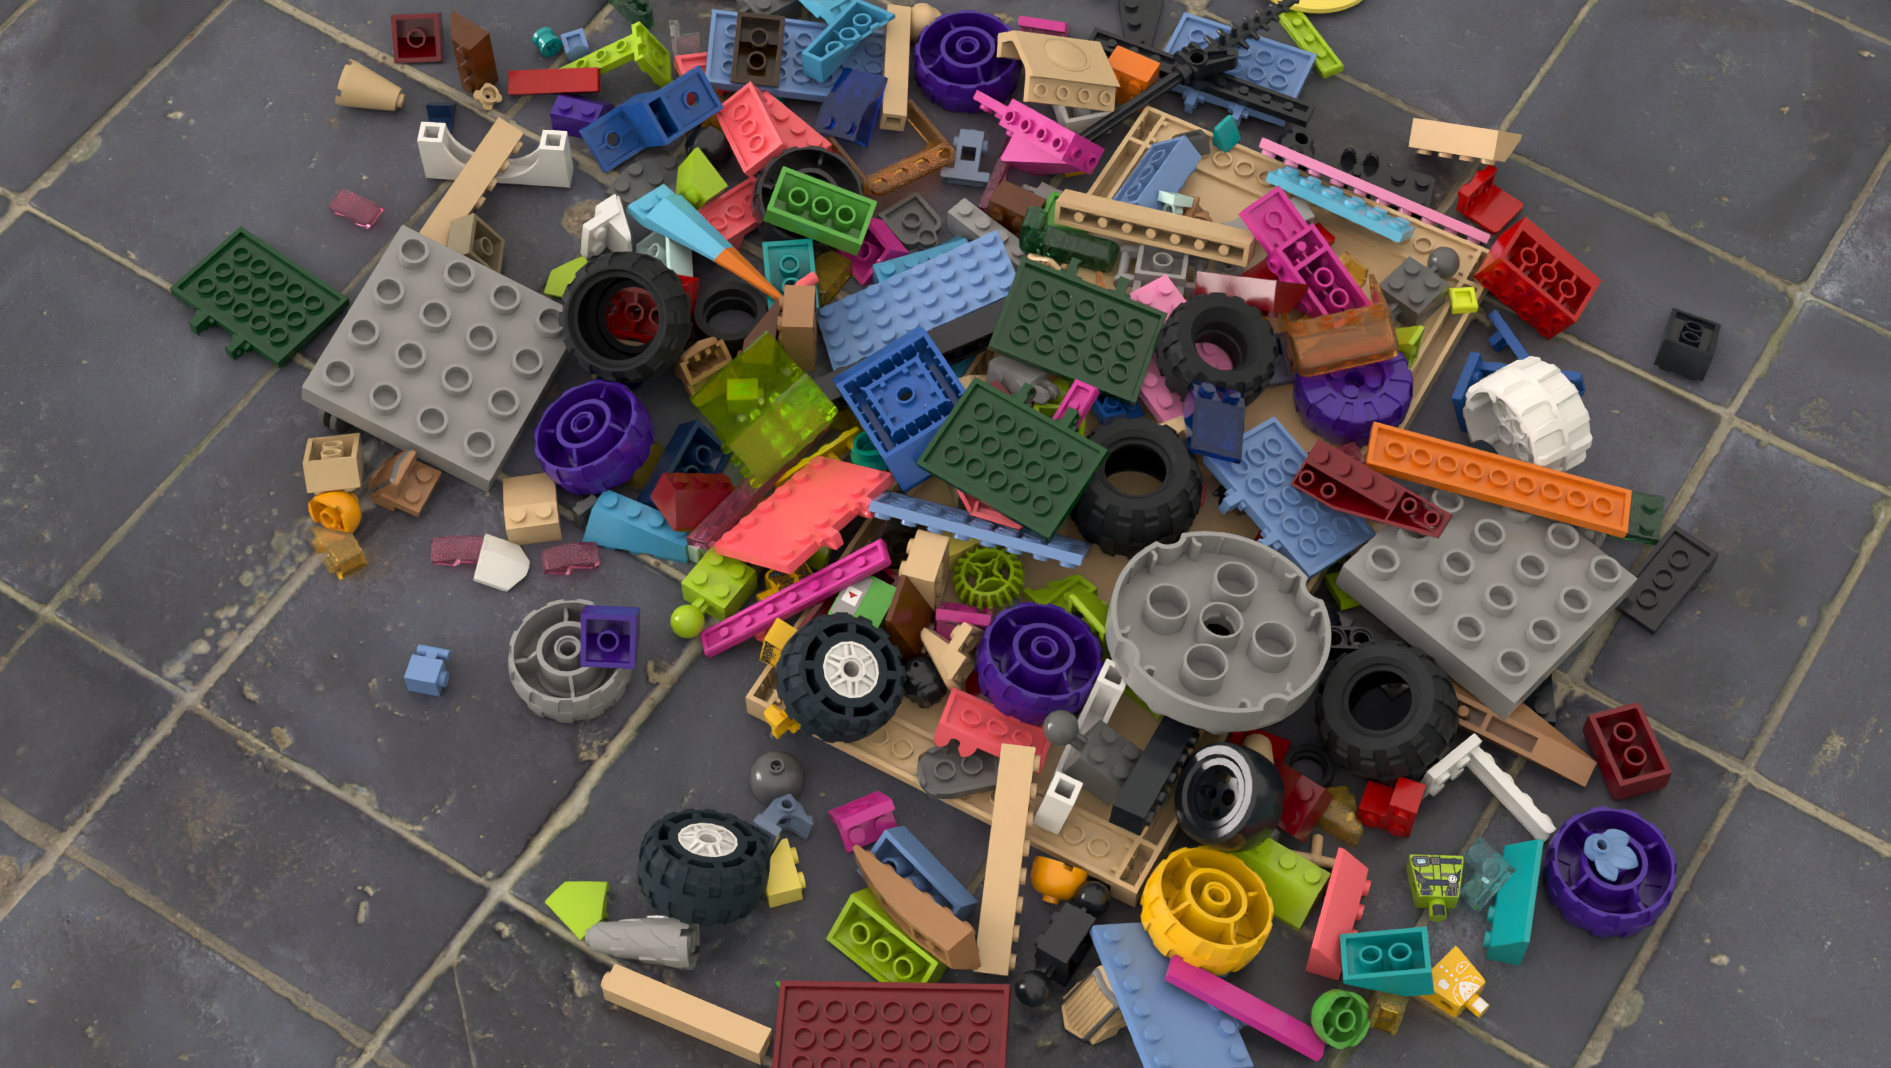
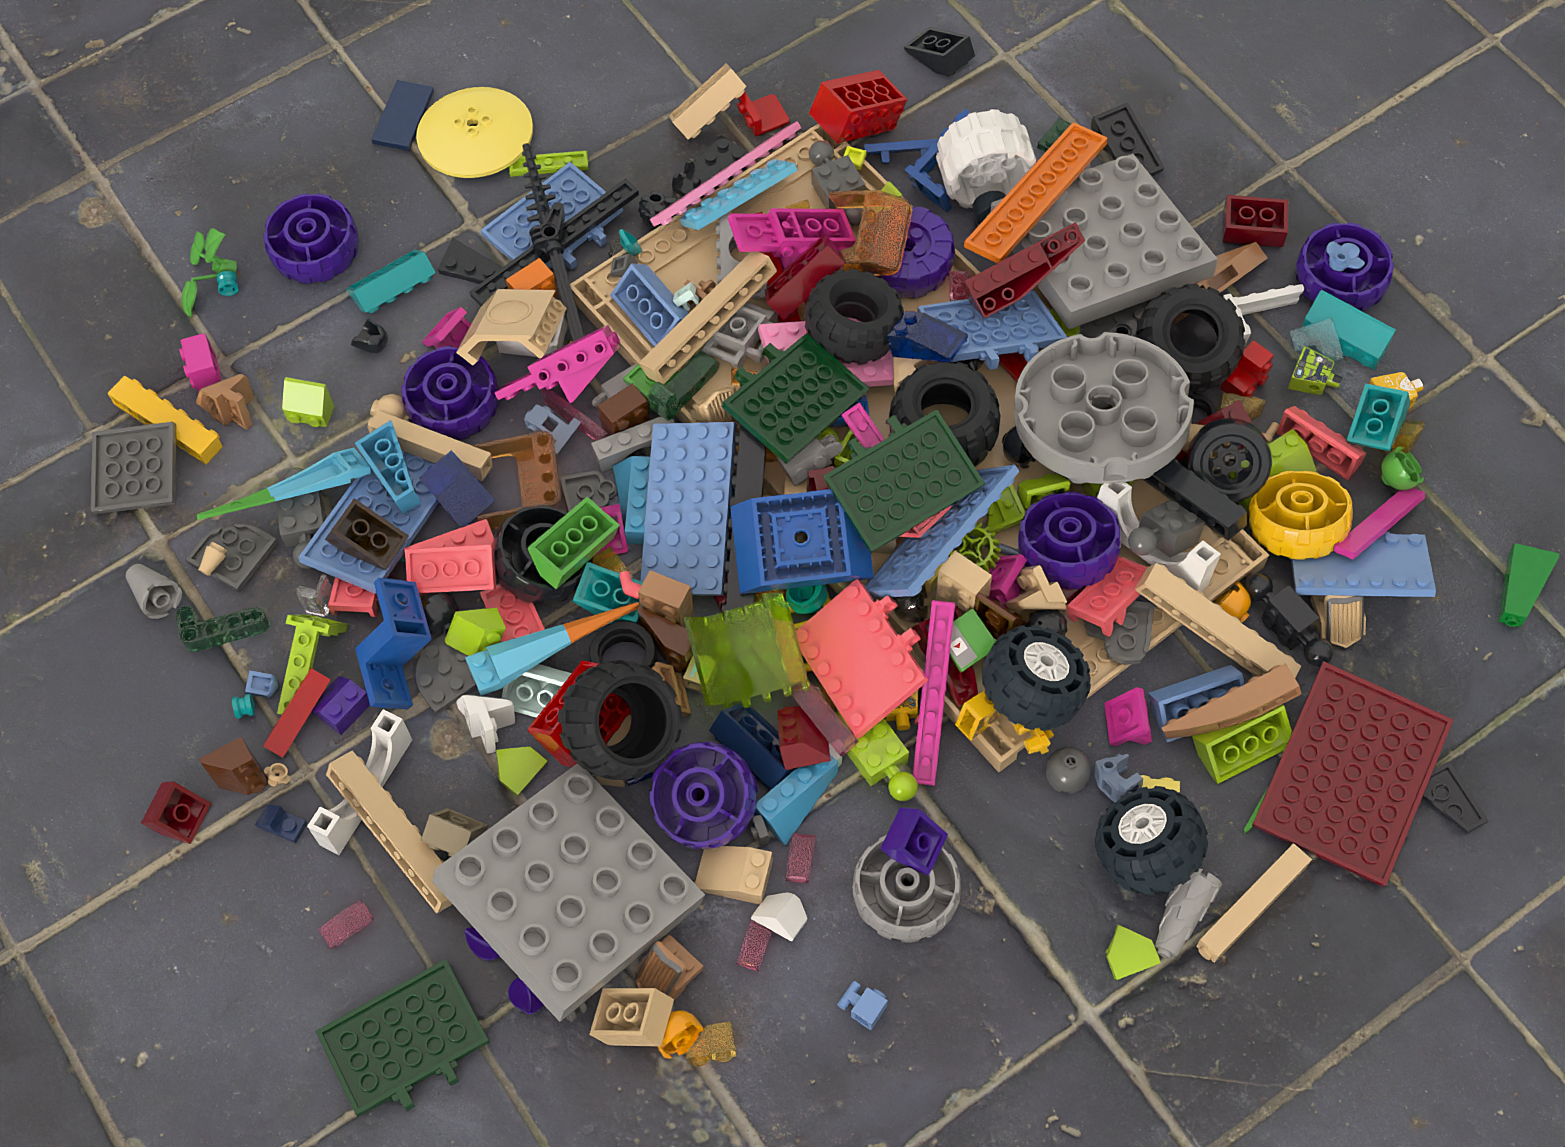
camera: 65 degrees left, 5 degrees up
(367, 89) = (217, 873): tan cone -> none

